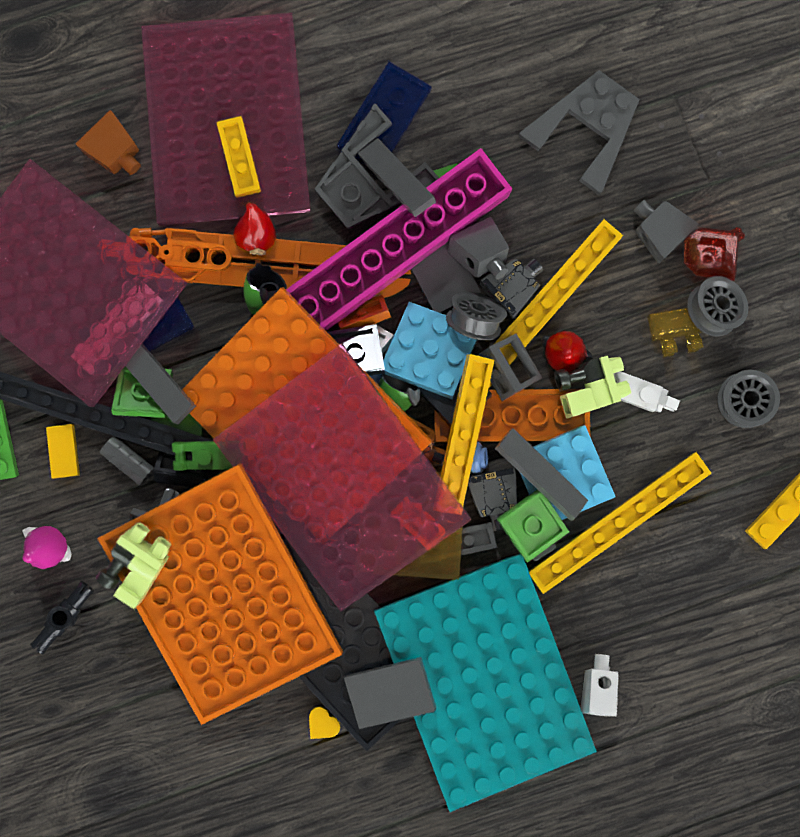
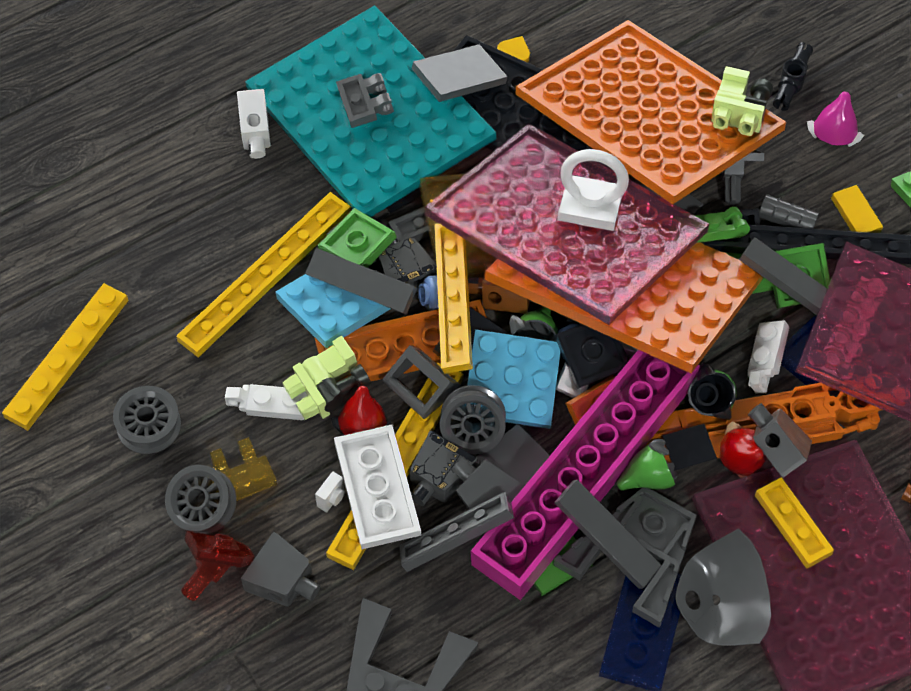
camera: 170 degrees right, 25 degrees down
(201, 323) = (767, 354): none -> white hinge
(224, 219) = (780, 439): none -> dark grey torso
(298, 252) = (689, 446): none -> black sticker
(310, 100) = (735, 574): none -> dark grey piece
(314, 486) = (590, 200): none -> white tile
(338, 231) = (649, 469): none -> bright green hat
(498, 680) = (357, 102): none -> dark grey plate
(516, 216) = (456, 531): none -> dark grey tile
(571, 276) = (377, 487): none -> white plate
(607, 288) = (330, 492): none -> white plate

